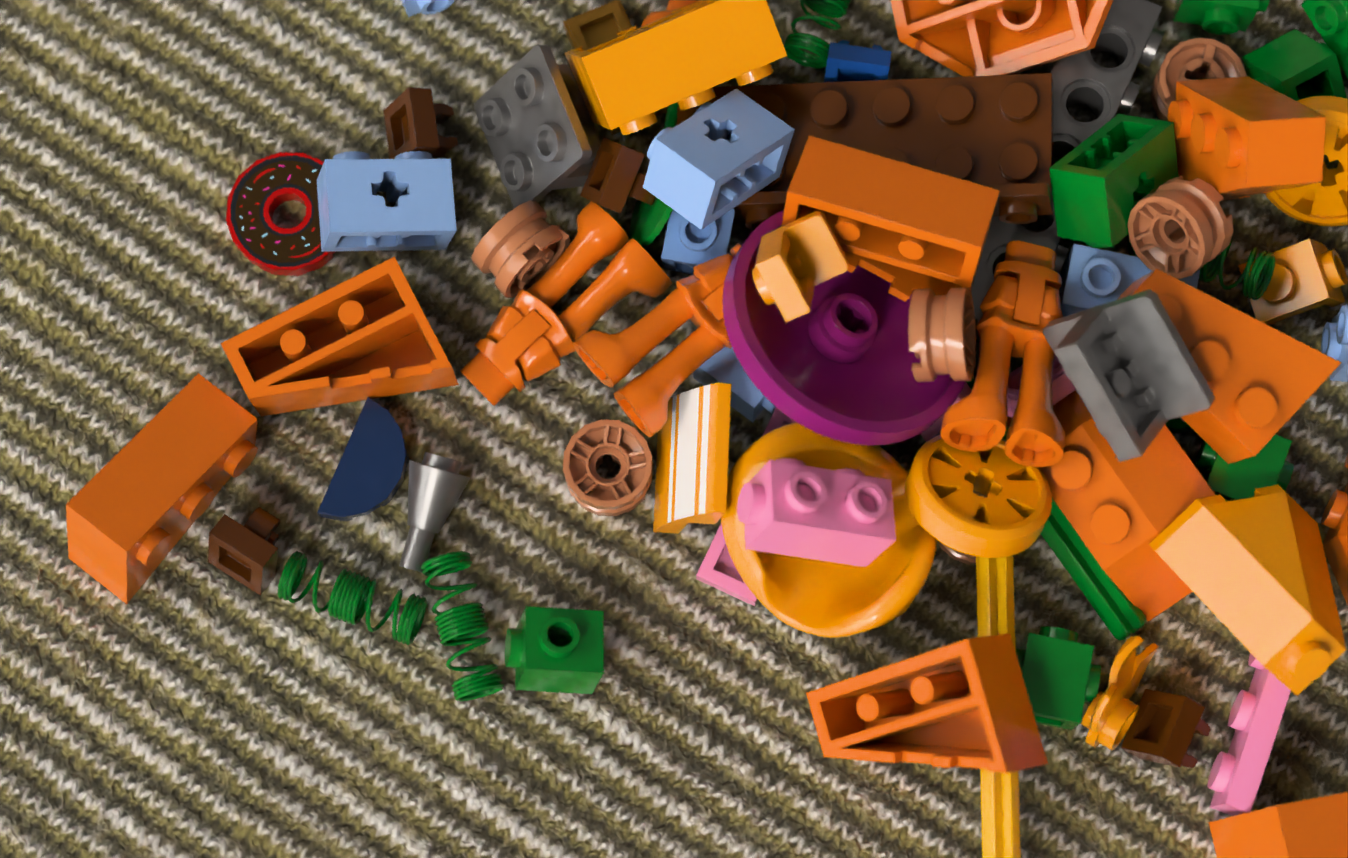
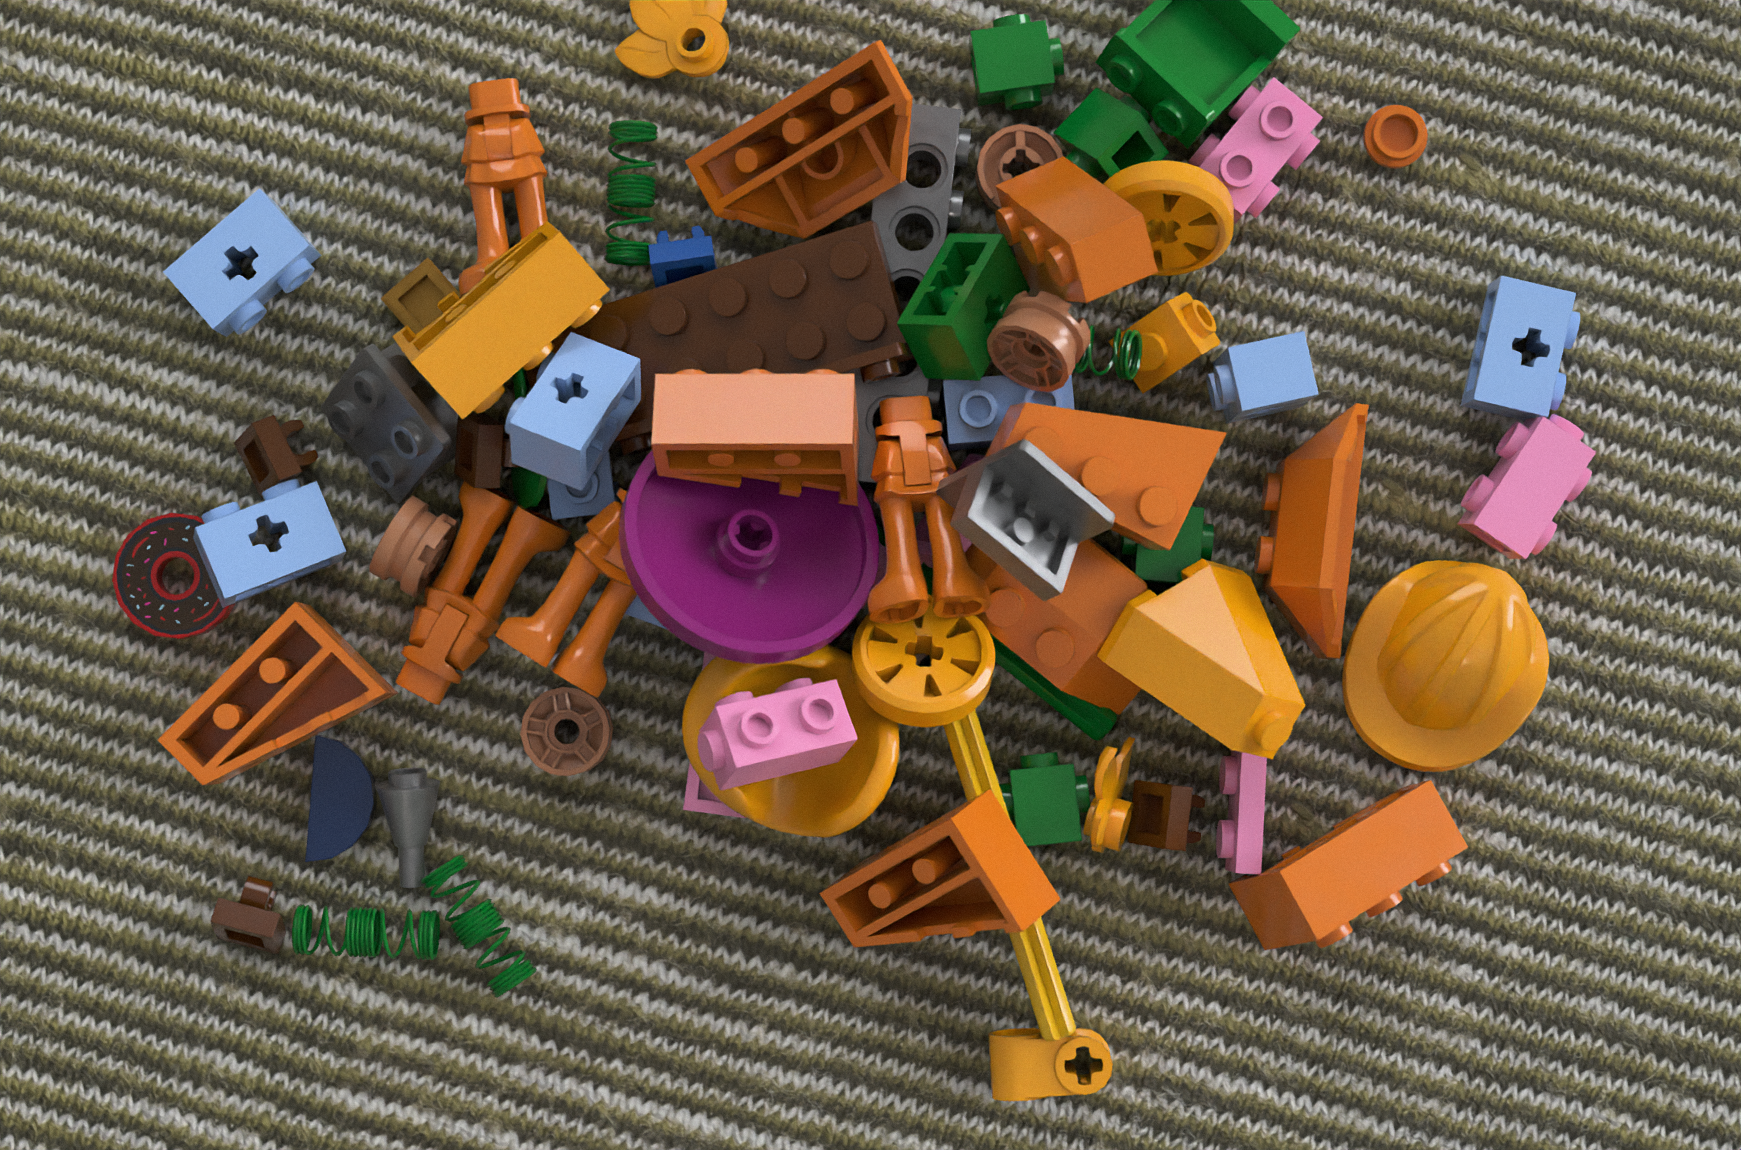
camera: 20 degrees left, 10 degrees up
(158, 486) = (147, 886): orange wedge -> none
(557, 650) = (589, 907): green brick -> none
(693, 459) = (644, 704): slope -> none
(795, 261) = (677, 509): light orange bracket -> none
(942, 334) = (842, 527): nougat wheel -> none

